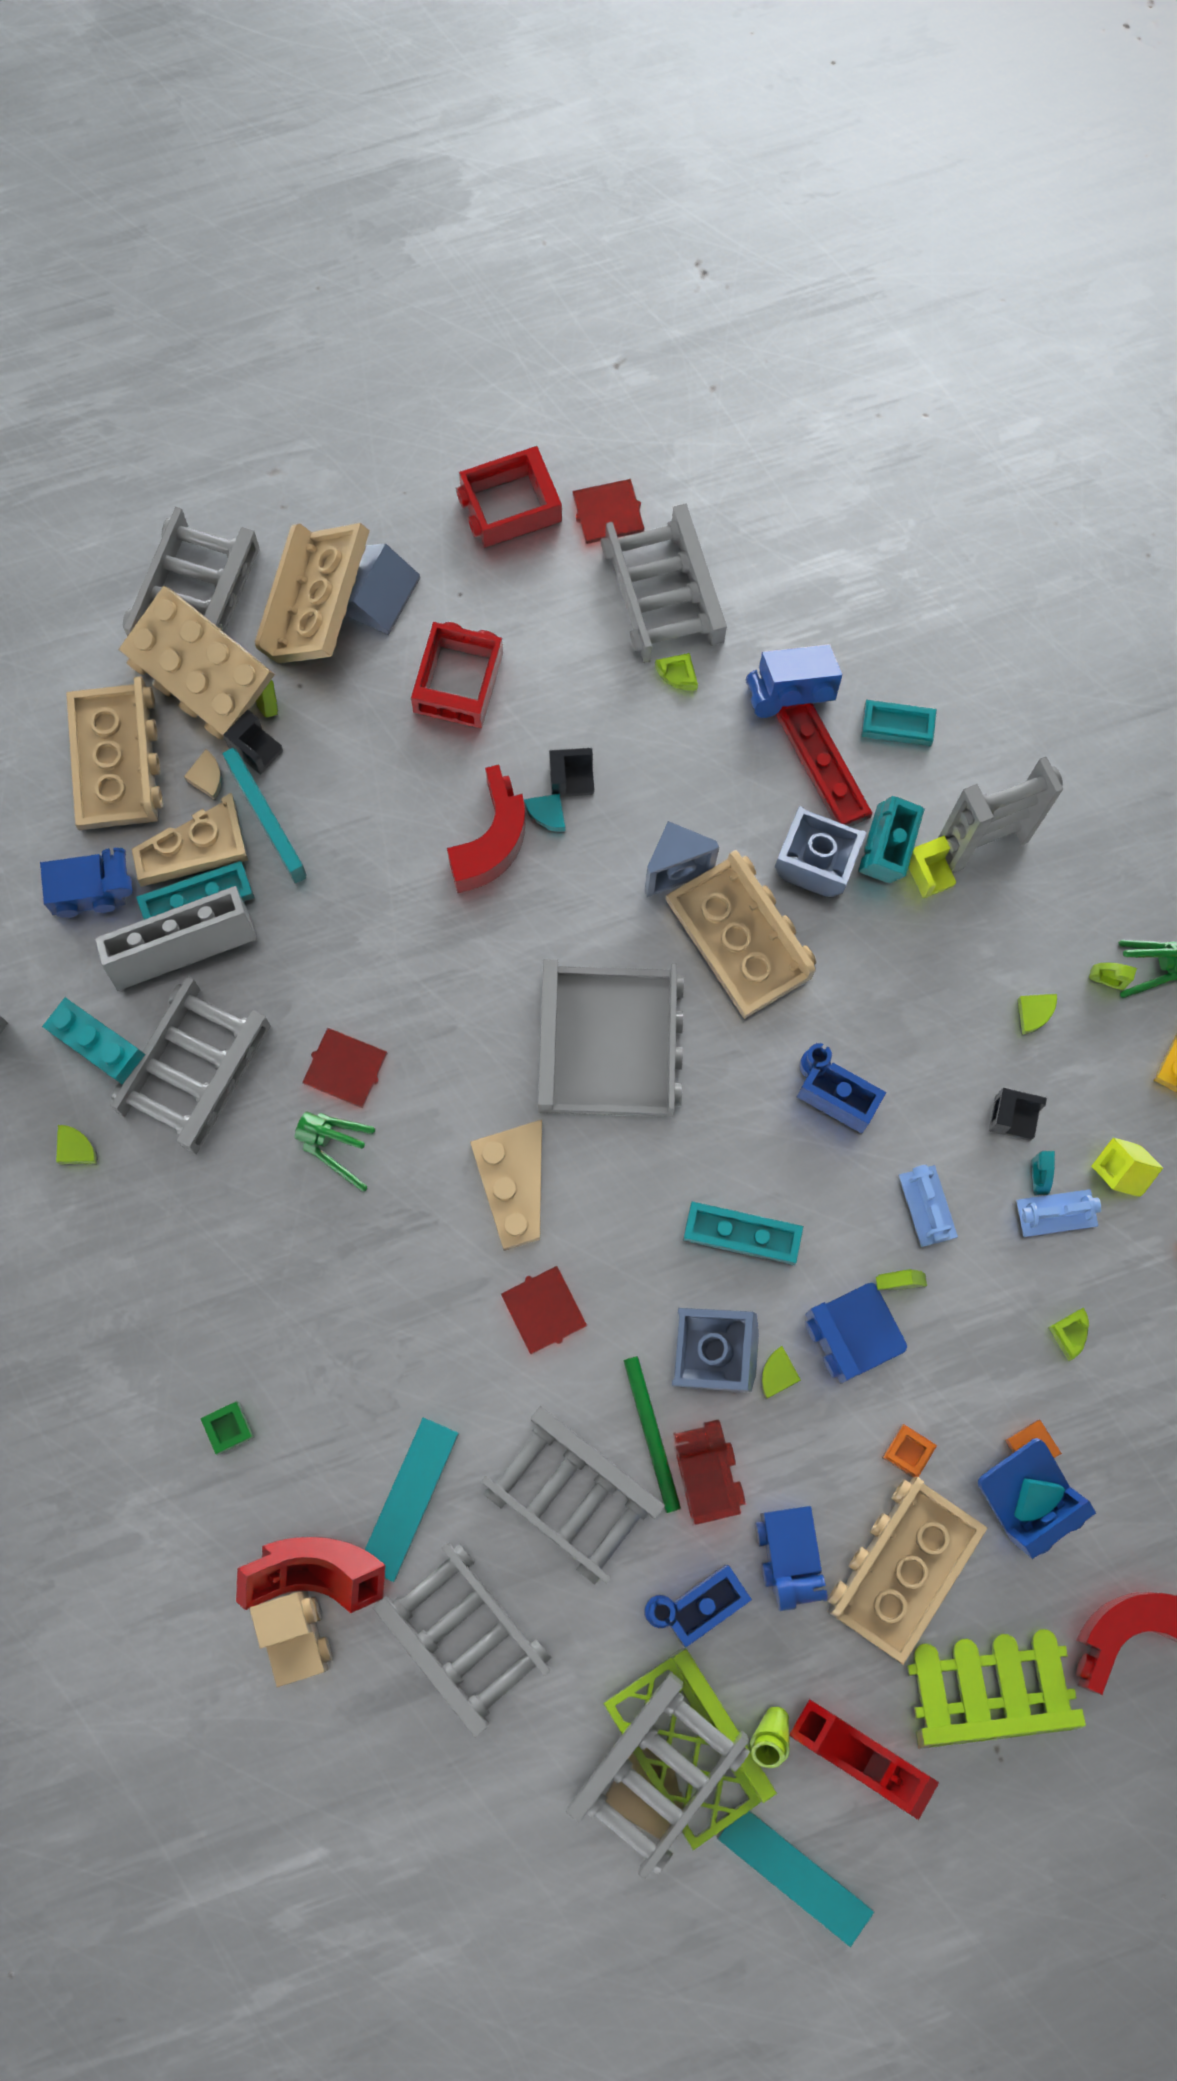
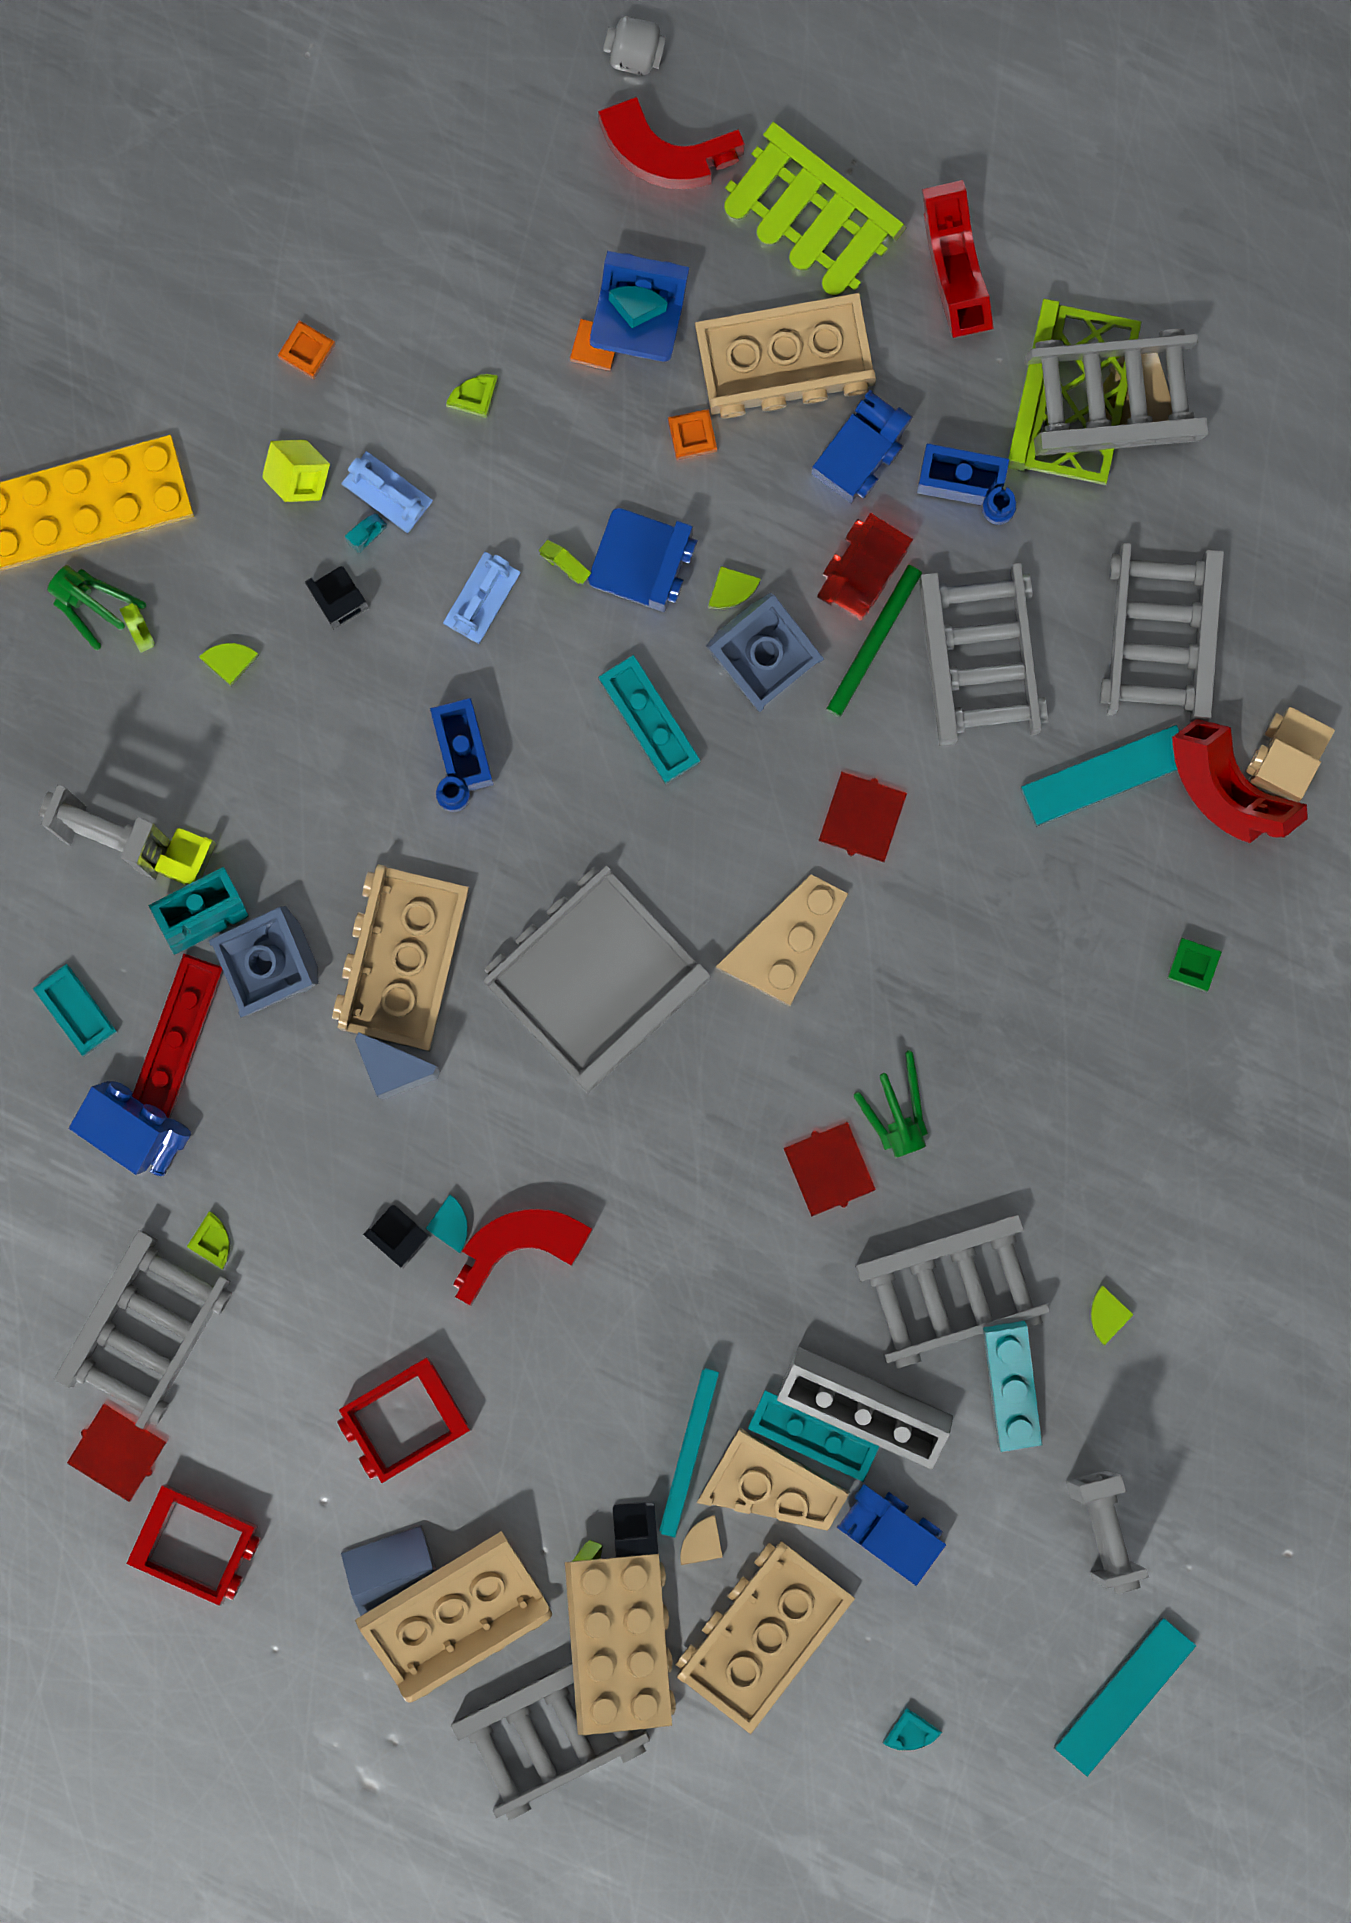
camera: 130 degrees left, 10 degrees up
(771, 1739) = (1009, 338): lime cone -> none
(797, 1876) = (1084, 232): teal tile -> none

